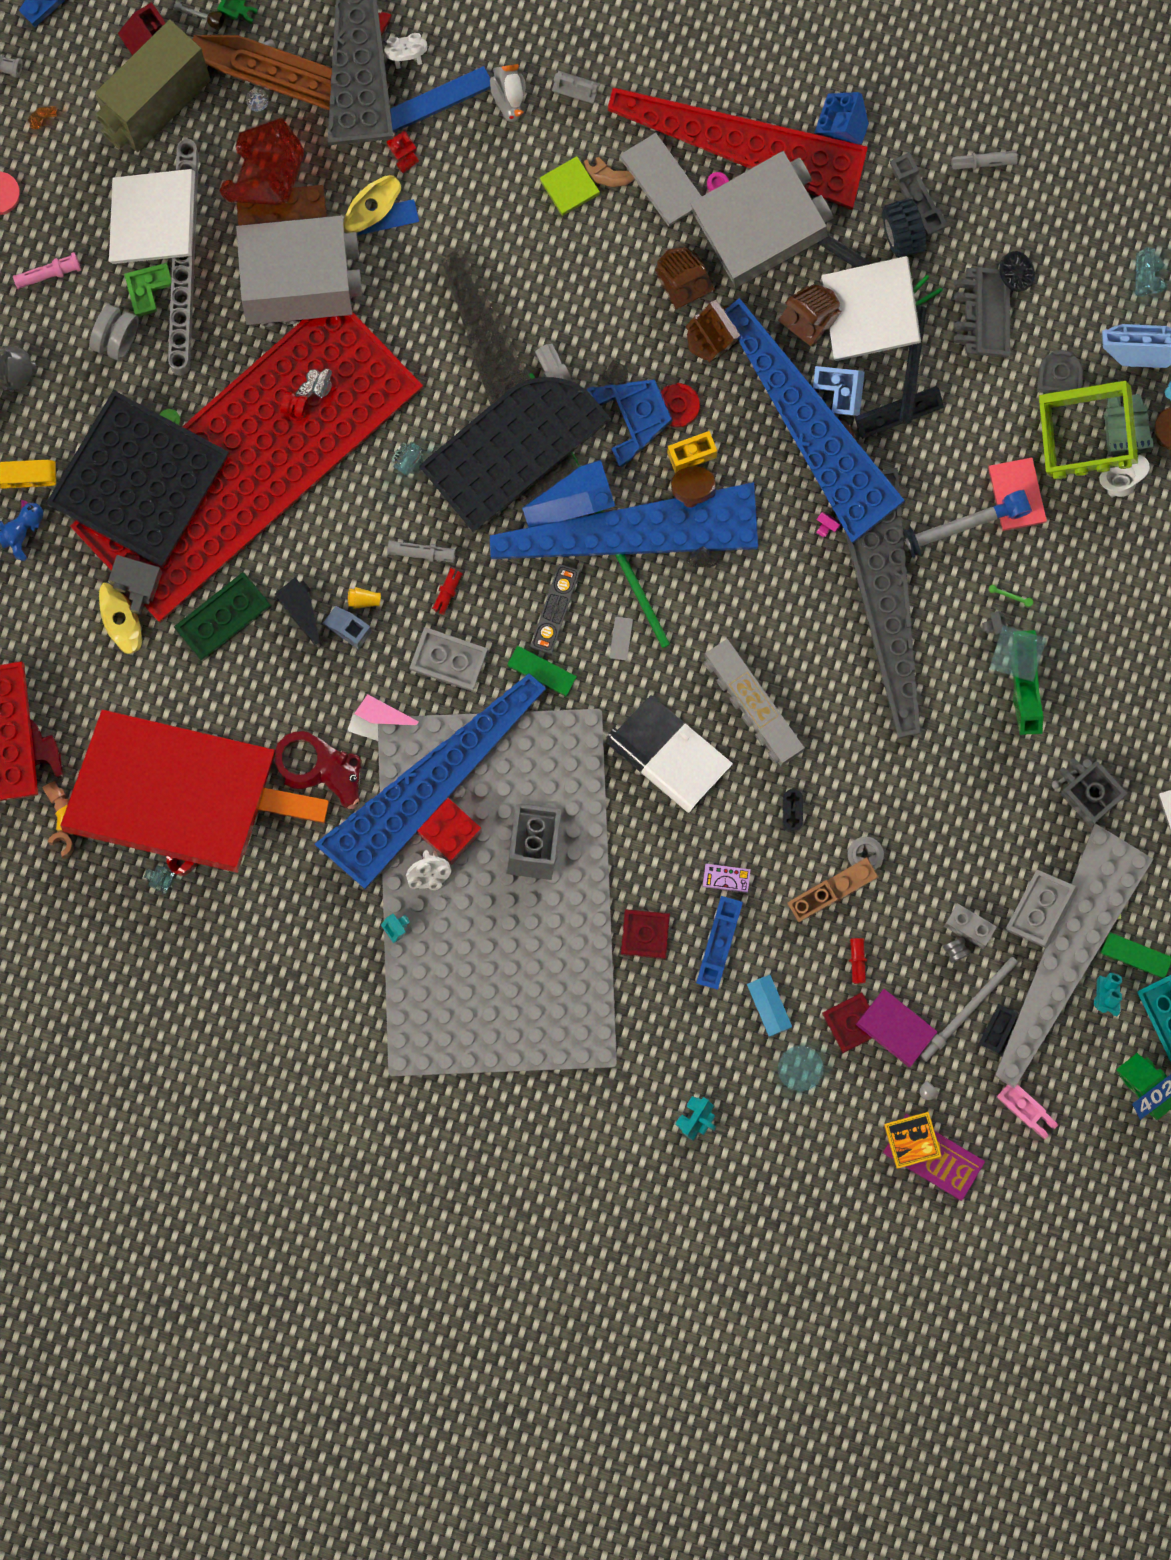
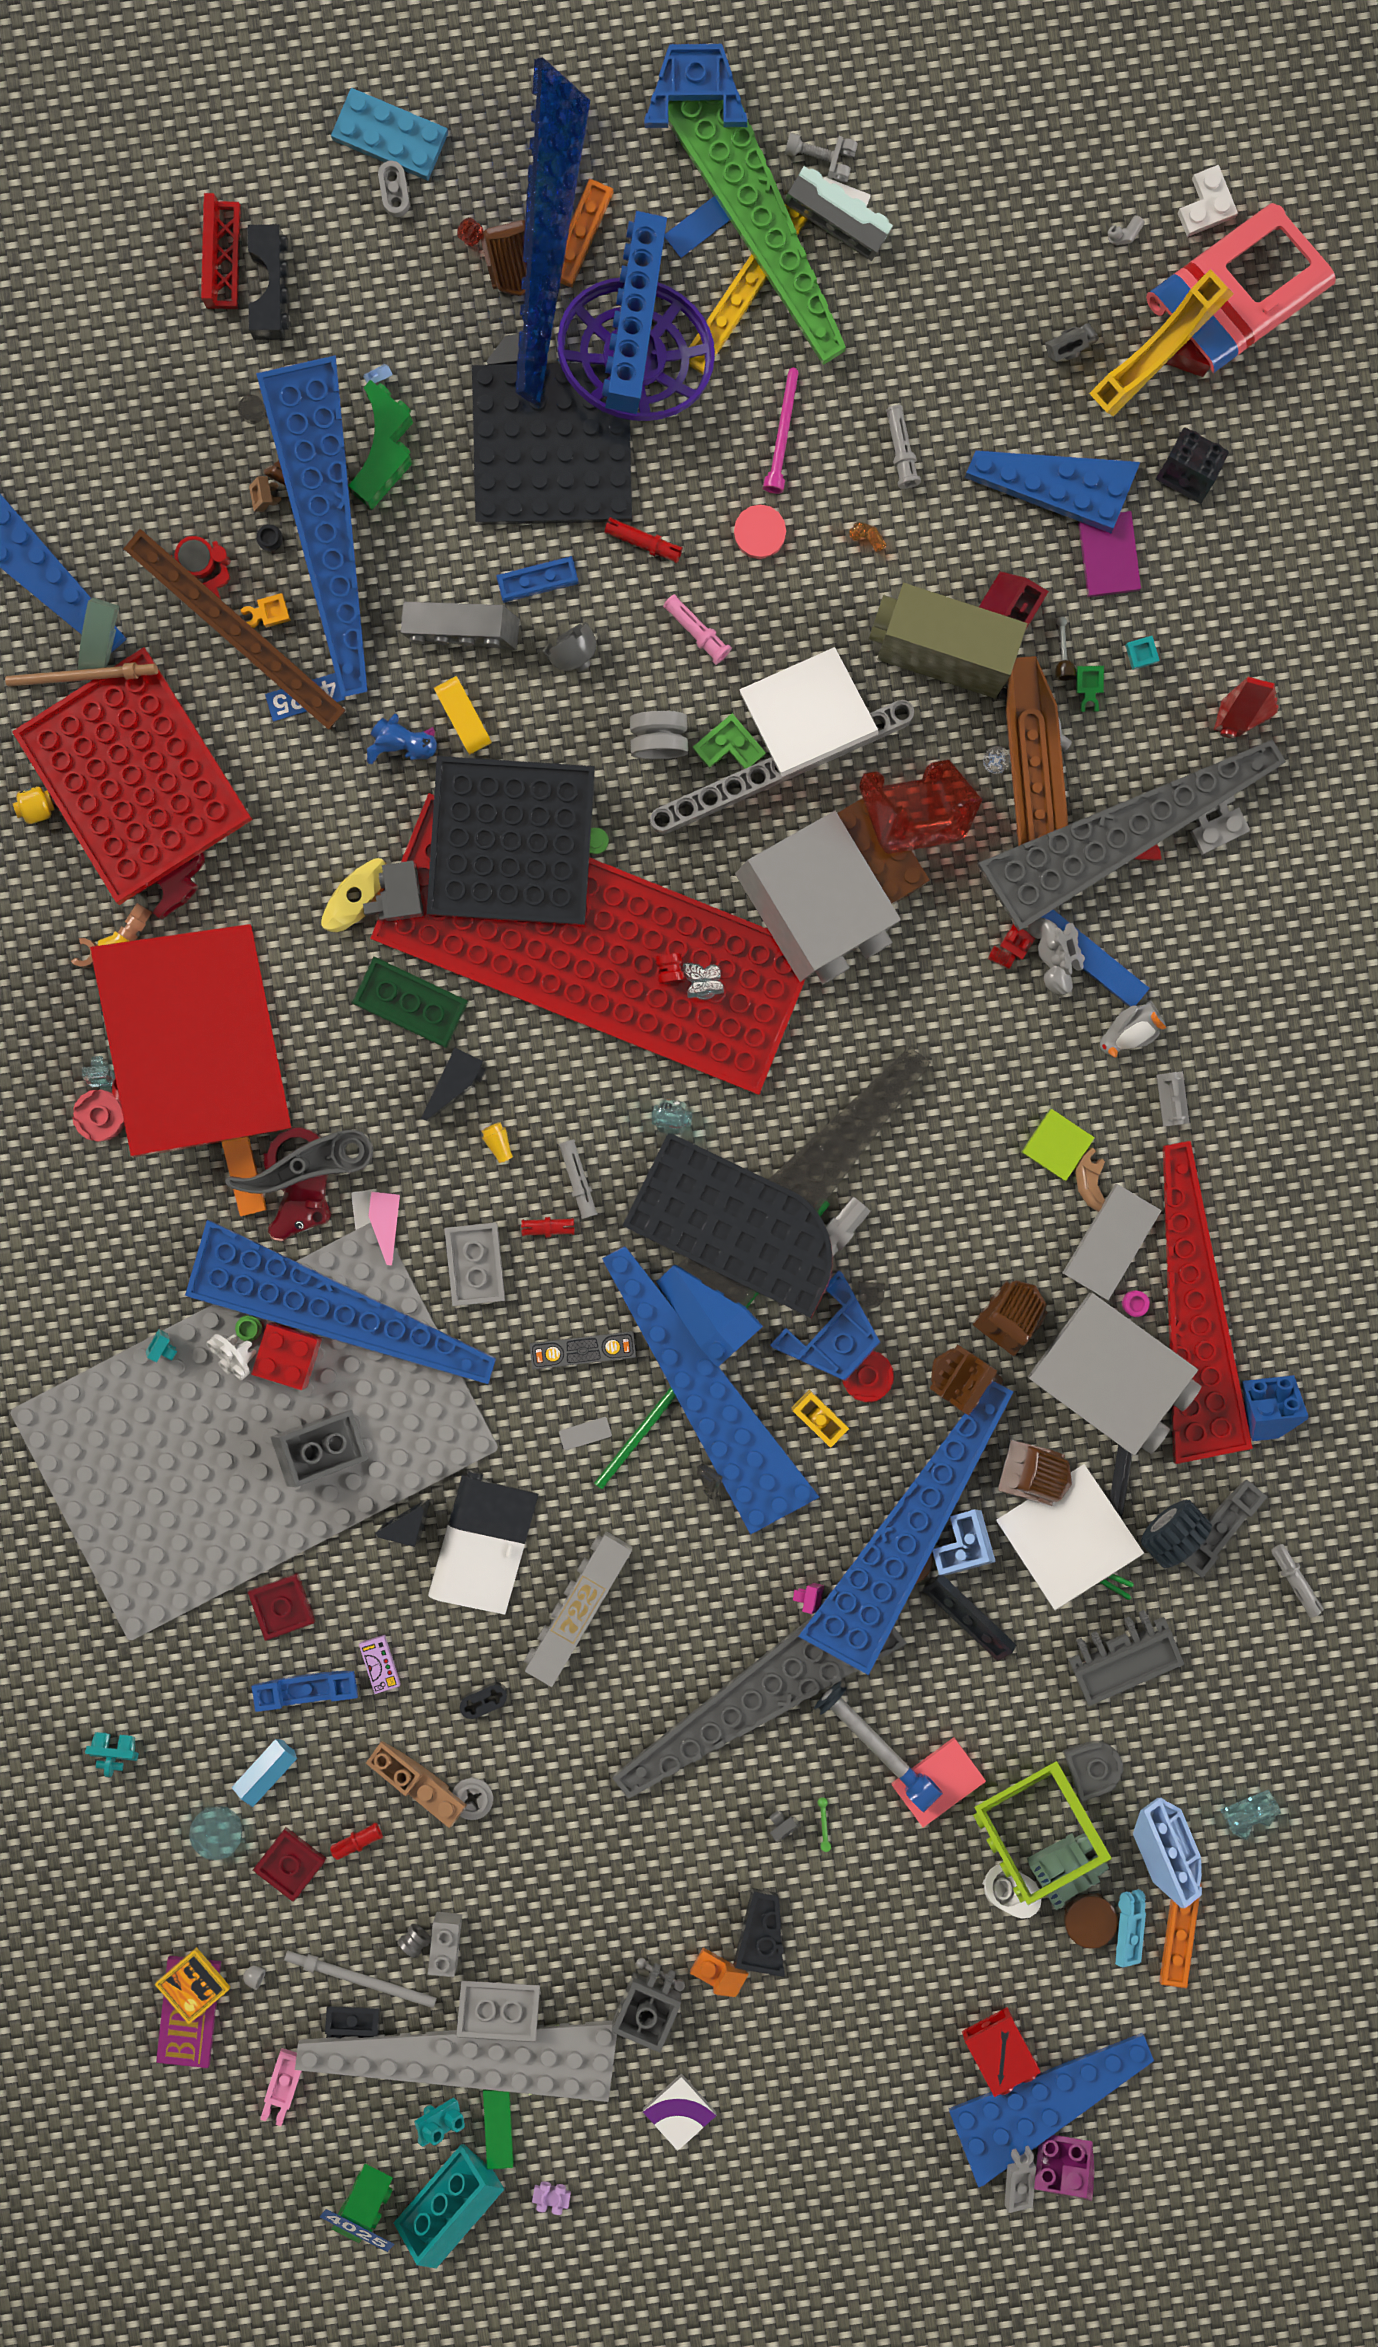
camera: 60 degrees right, 10 degrees up
(191, 896) = (98, 1116): none -> coral tile
(307, 741) = (314, 1159): none -> dark grey animal
(348, 627) = (457, 1140): sand blue slope -> none
(384, 192) = (955, 949): light yellow piece -> none
(400, 214) = (930, 962): blue sticker -> none
(405, 48) = (1128, 894): white plate -> none
(413, 853) = (248, 1328): none -> bright green plate
(424, 117) = (1058, 951): none -> light grey animal
(542, 670) = (509, 1367): green tile -> none
(627, 799) = (406, 1527): none -> black slope
(693, 485) = (783, 1436): reddish brown tile -> none
(896, 1028) = (303, 1915): magenta tile -> none
(912, 371) = (1014, 1615): black axle -> none
(1017, 271) = (1186, 1672): black wheel -> none
(1017, 653) = (755, 1873): clear light blue tile -> none
(1028, 704) = (727, 1891): green arch -> none
(1075, 682) = (760, 1935): none -> black wing
(1090, 728) = (718, 1973): none -> orange slope

